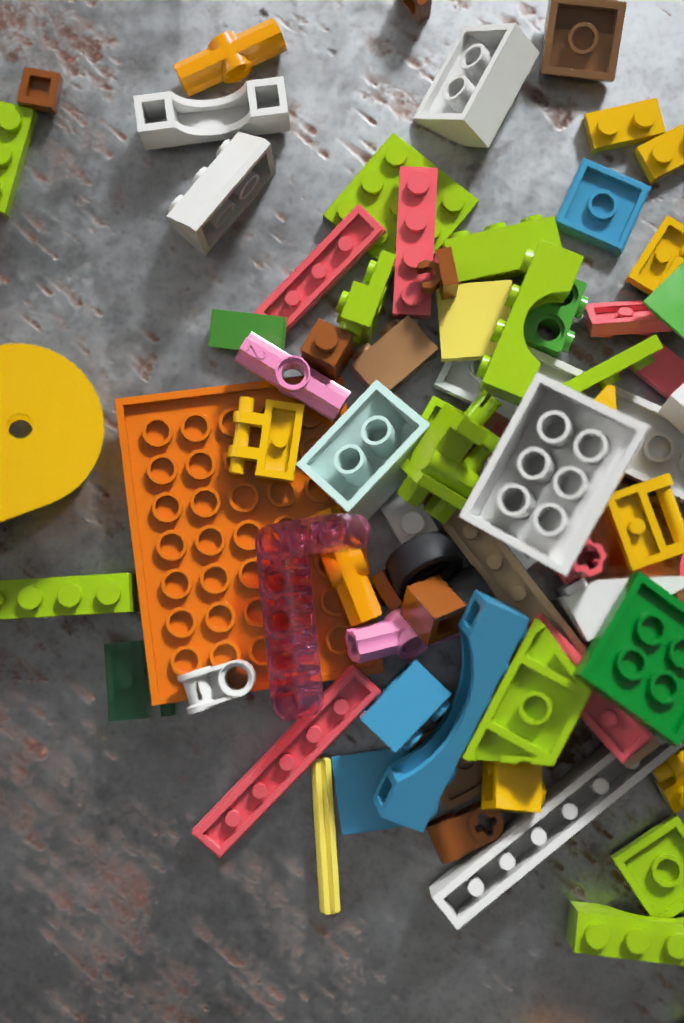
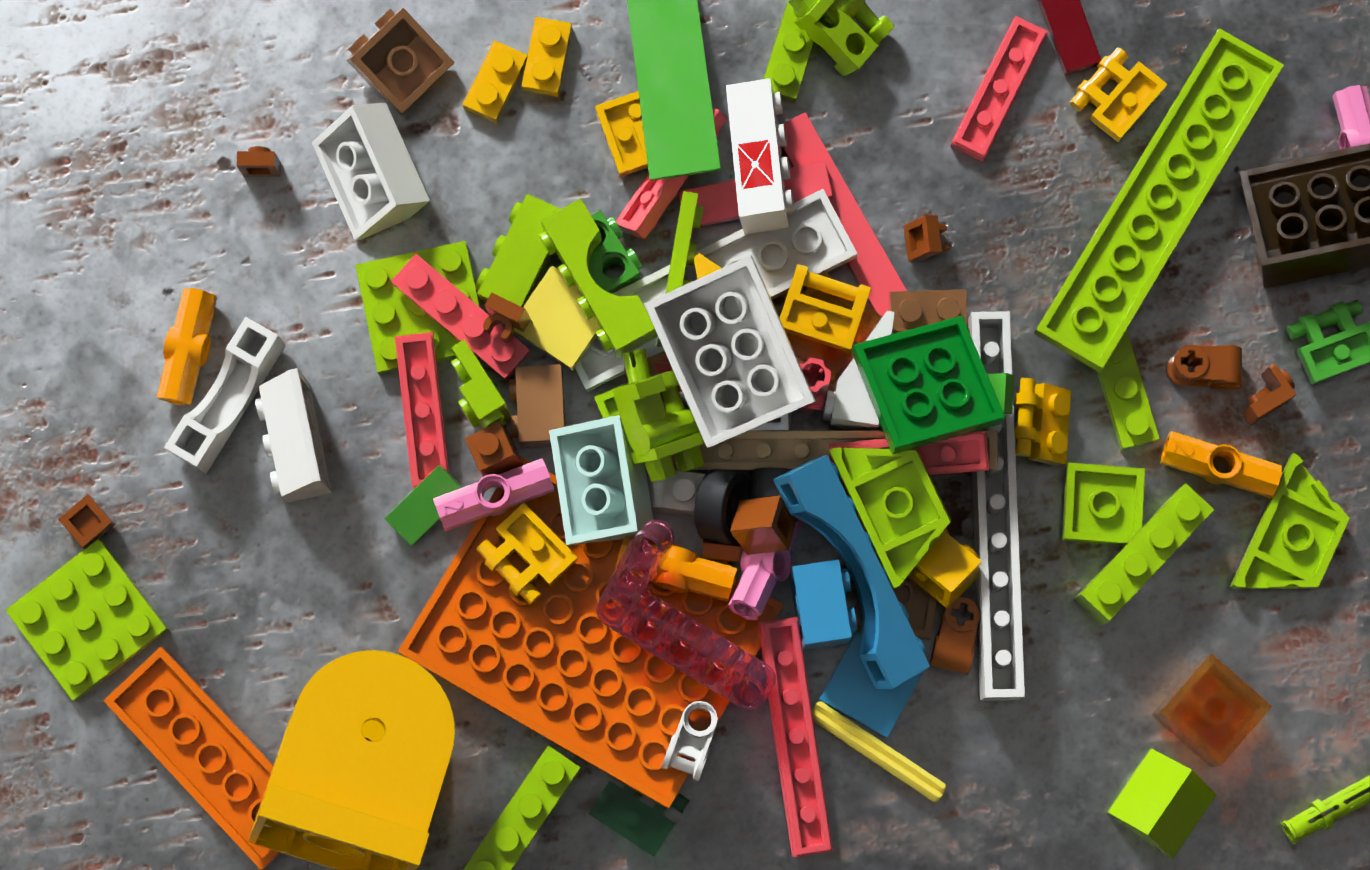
camera: 55 degrees left, 5 degrees down
(601, 206) = (546, 149): dark azure tile -> none

